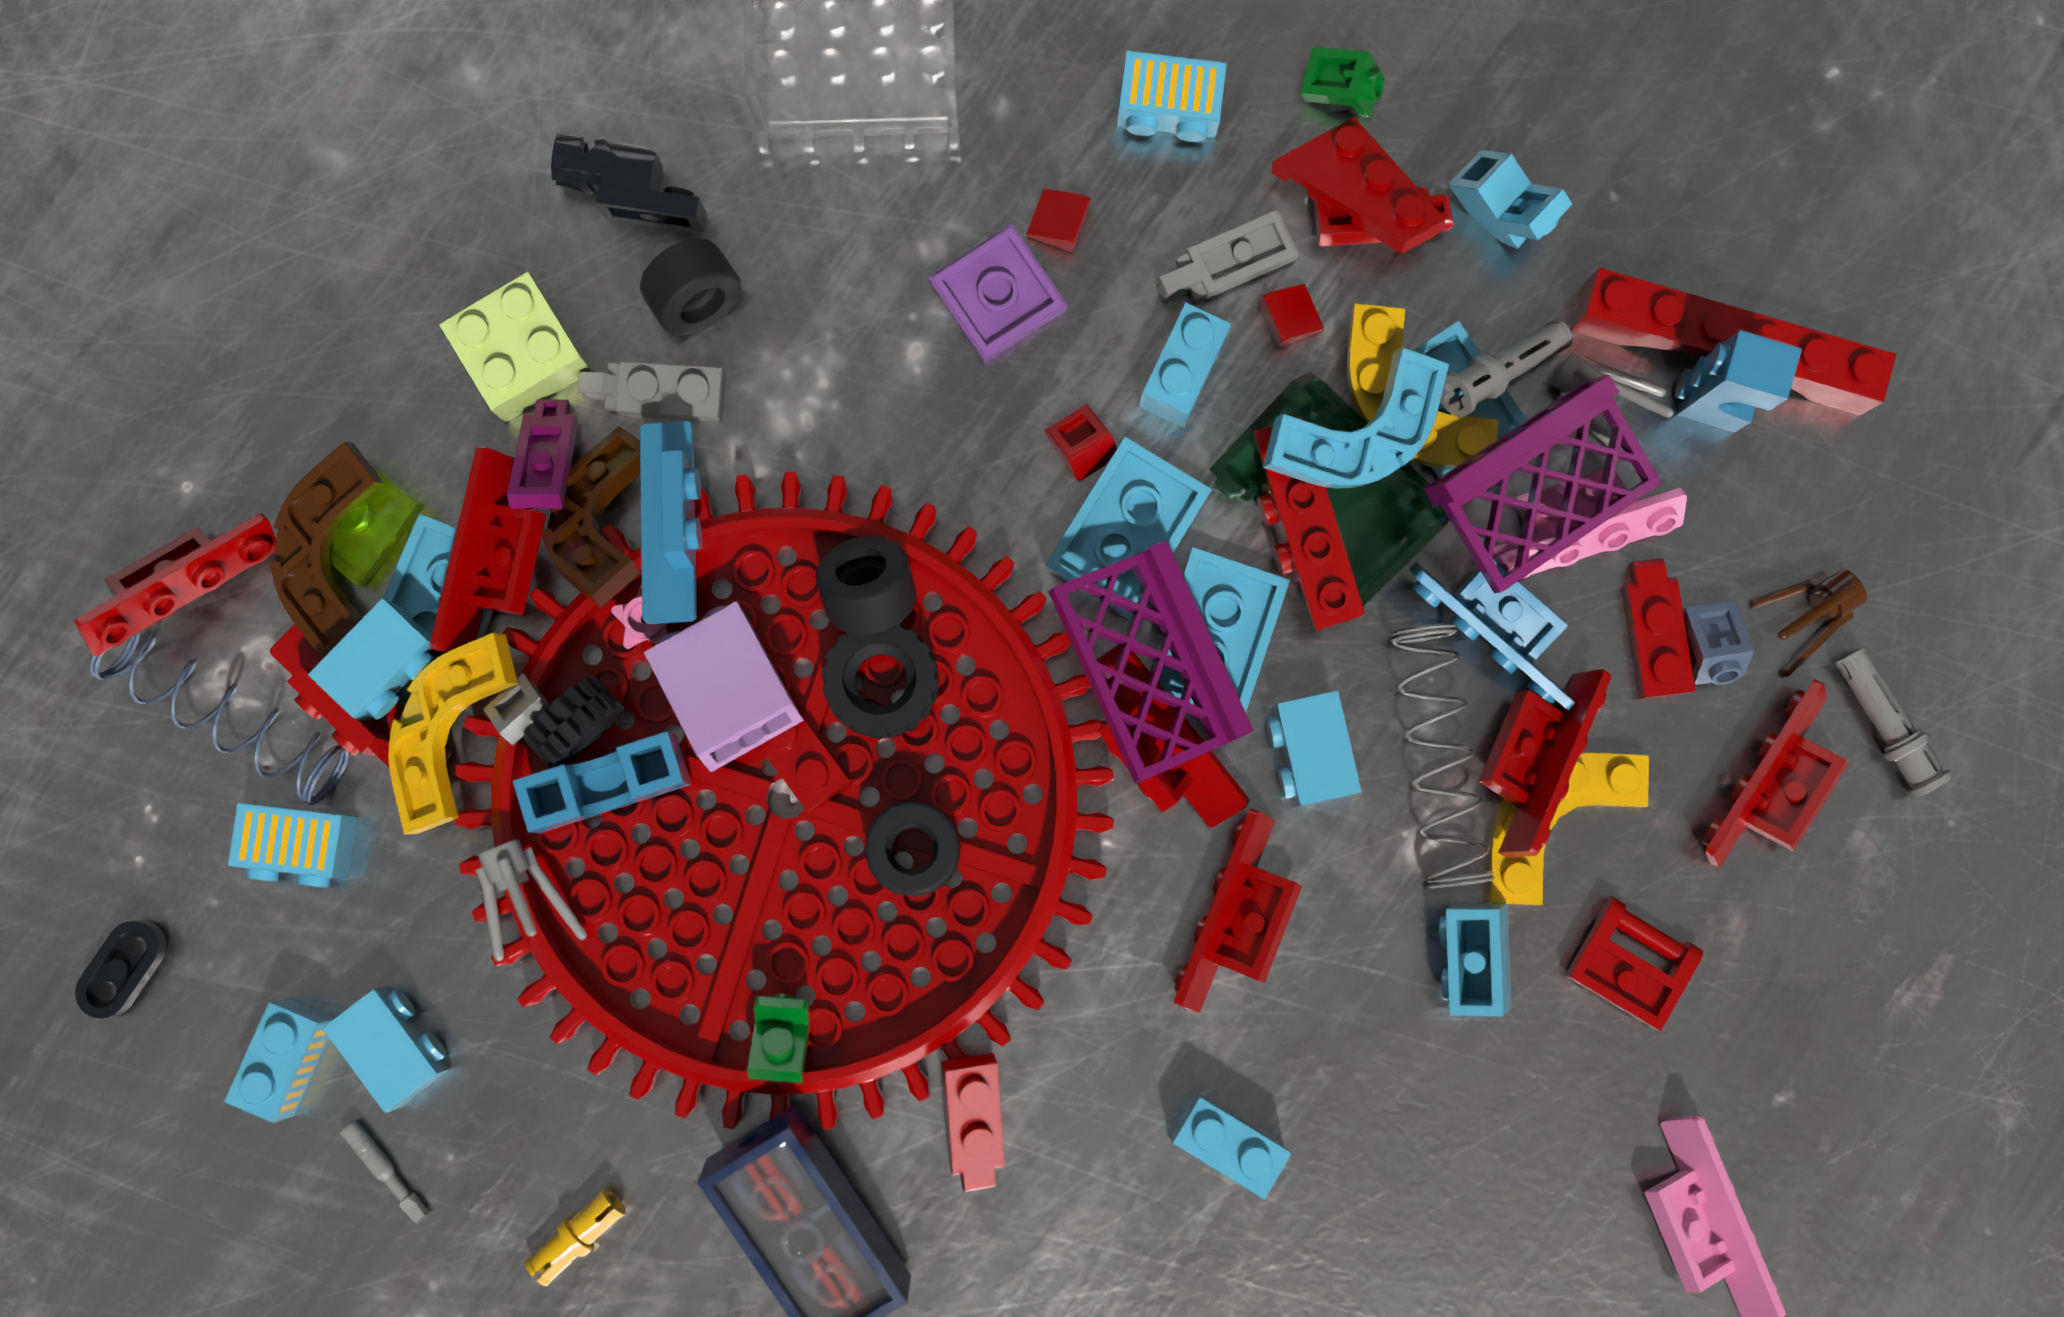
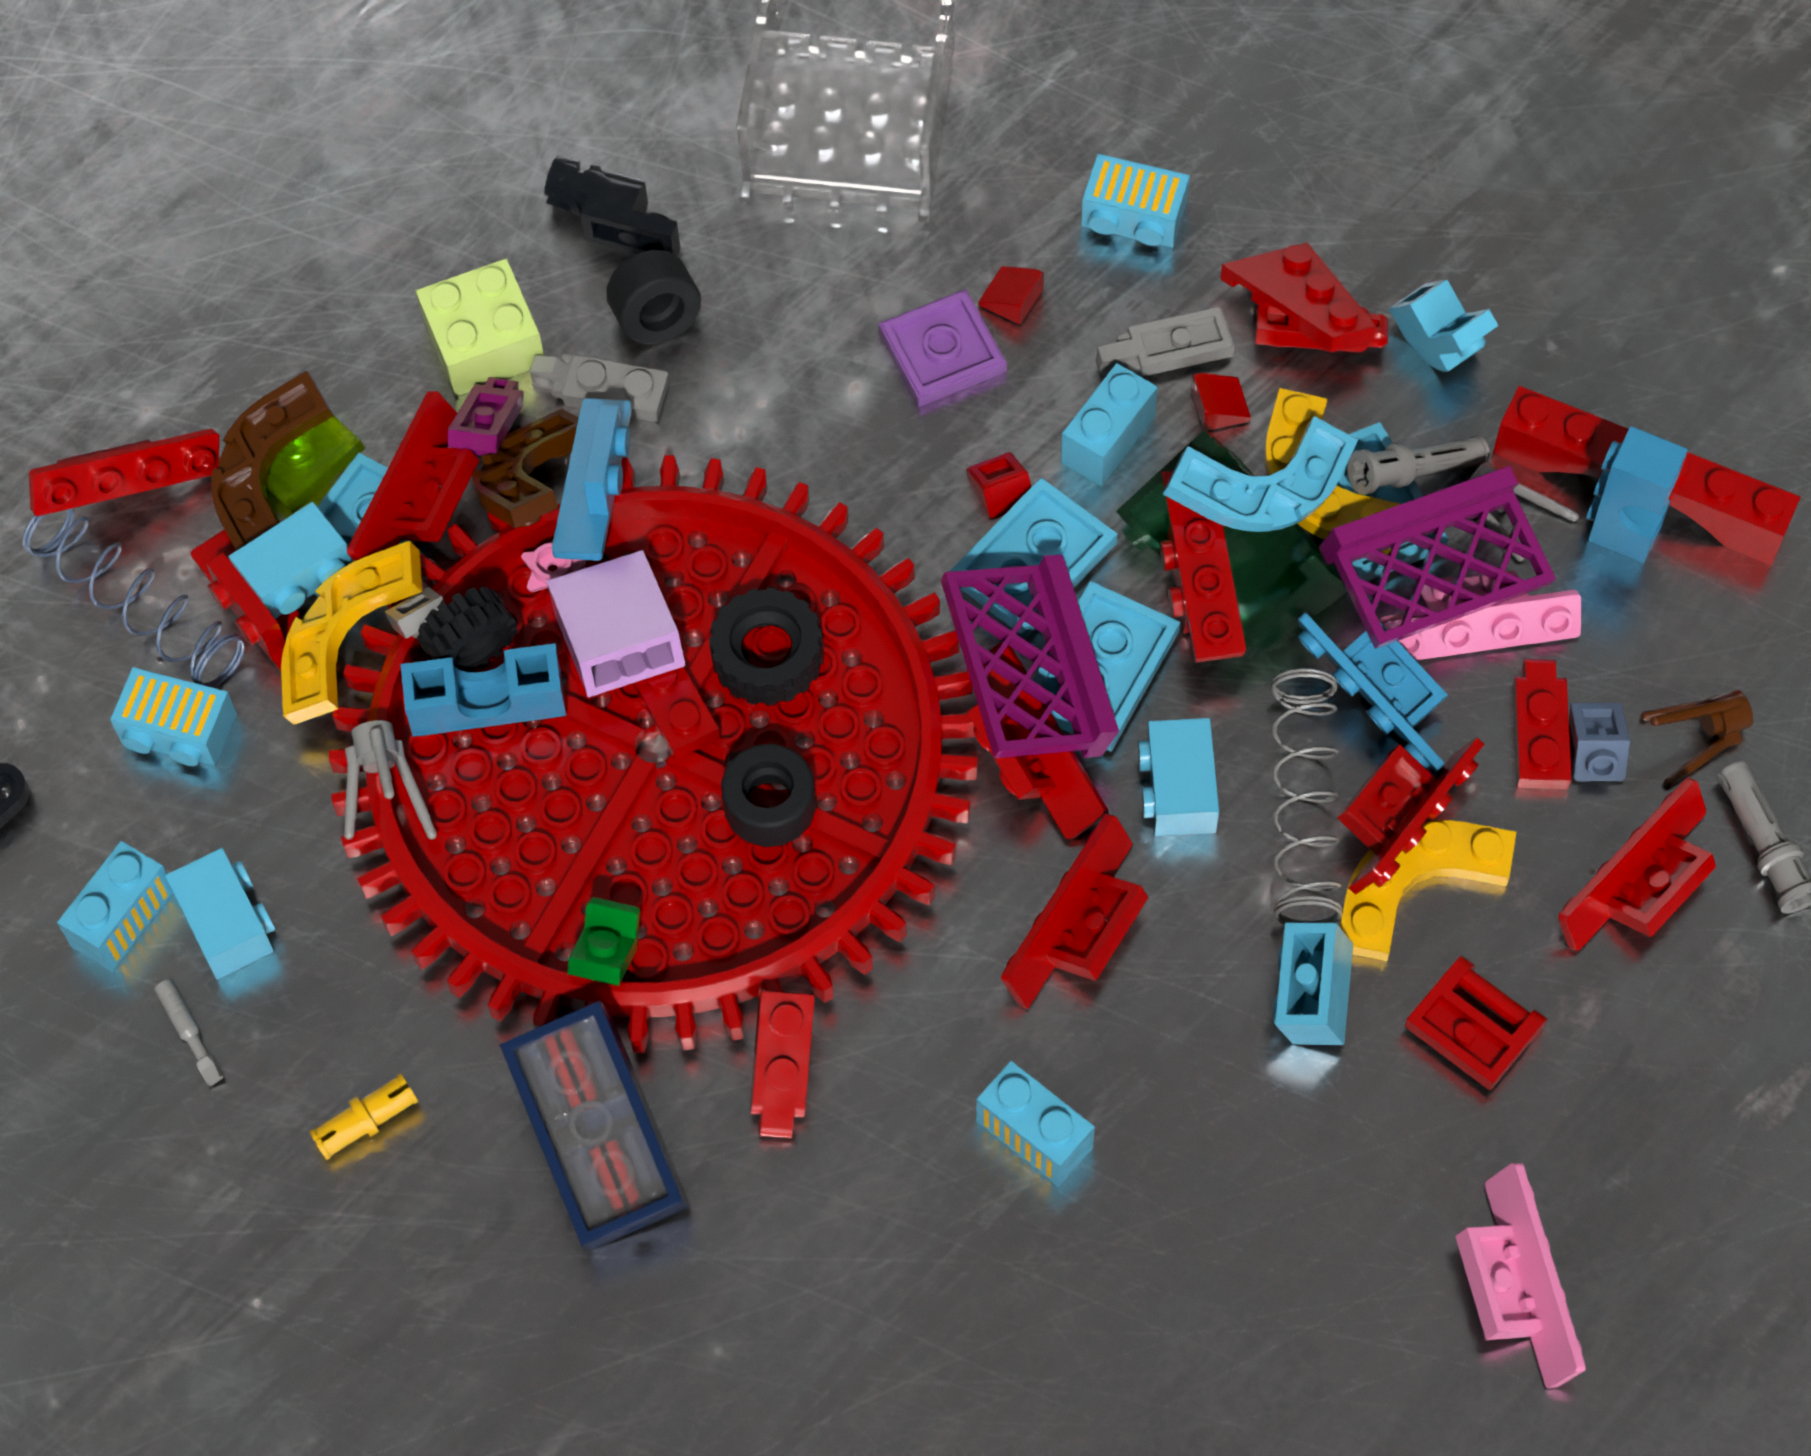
camera: 15 degrees right, 20 degrees down
(866, 585) = (768, 554): black tyre -> none
(1343, 79) = (1301, 207): green bracket -> none

